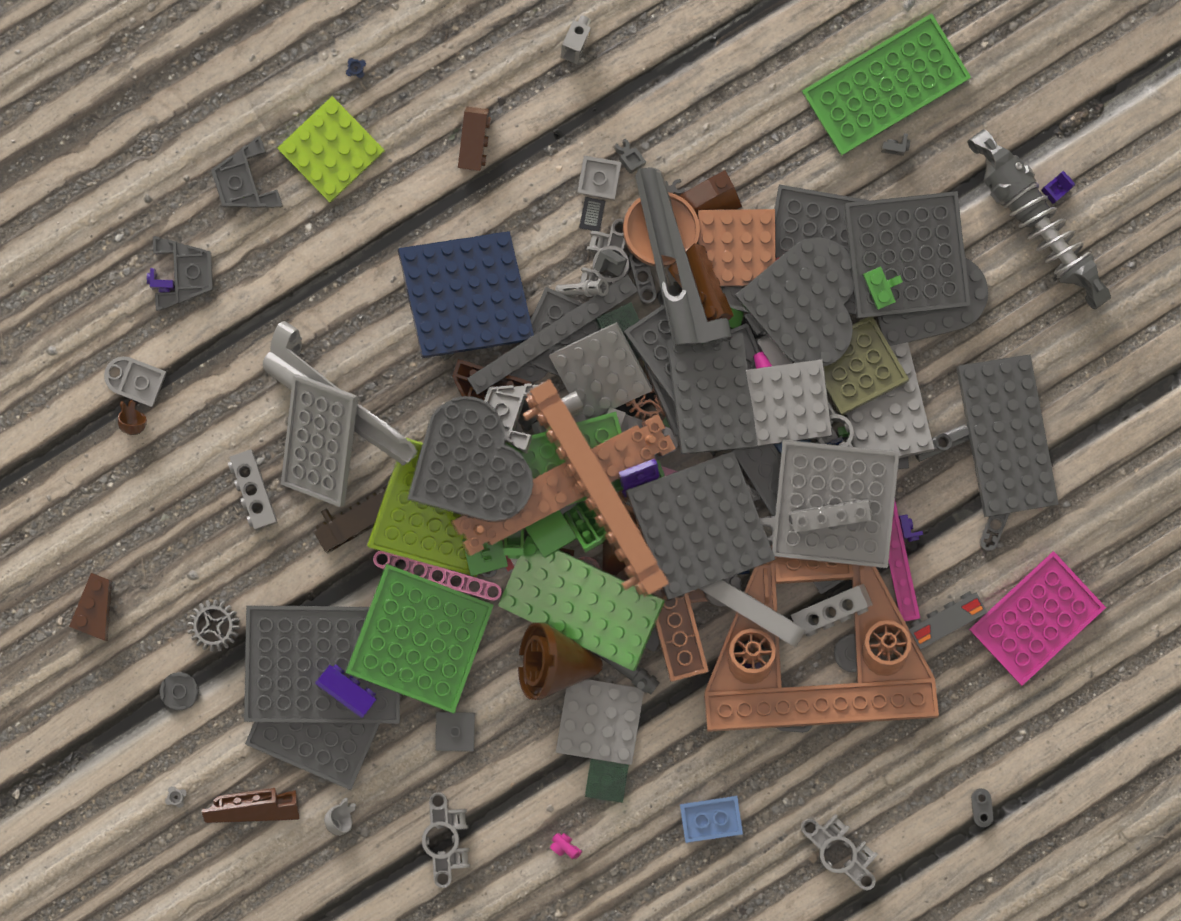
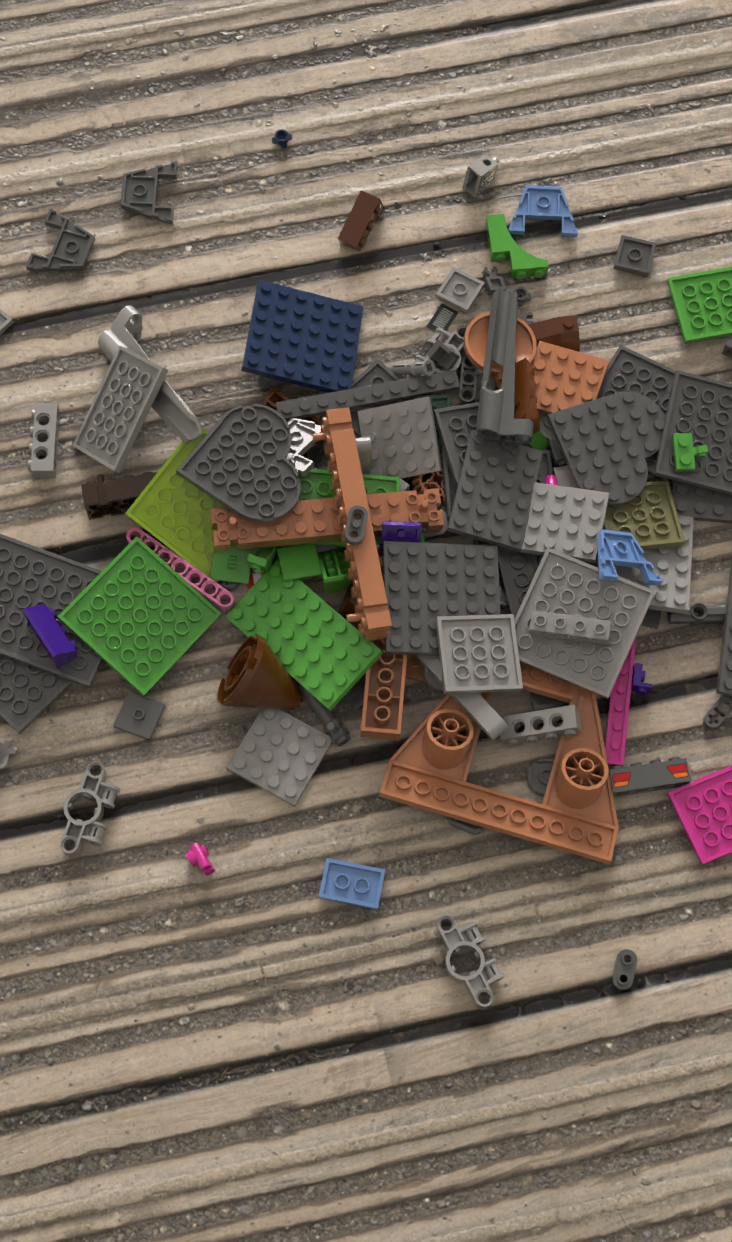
camera: 20 degrees right, 15 degrees down
(162, 286) = (37, 246): dark purple bracket -> none
(331, 149) = (233, 194): lime plate -> none
(601, 499) = (355, 526): none -> dark grey plate
(606, 780) = (264, 812): clear green plate -> none
(625, 114) = (503, 248): none -> bright green arch
(648, 49) = (543, 204): none -> medium blue wing
(661, 157) = (524, 293): none -> dark grey plate
(754, 570) = (478, 653): none -> light grey plate
(760, 75) = (634, 255): none -> dark grey plate
(853, 416) = (622, 550): none -> medium blue wing

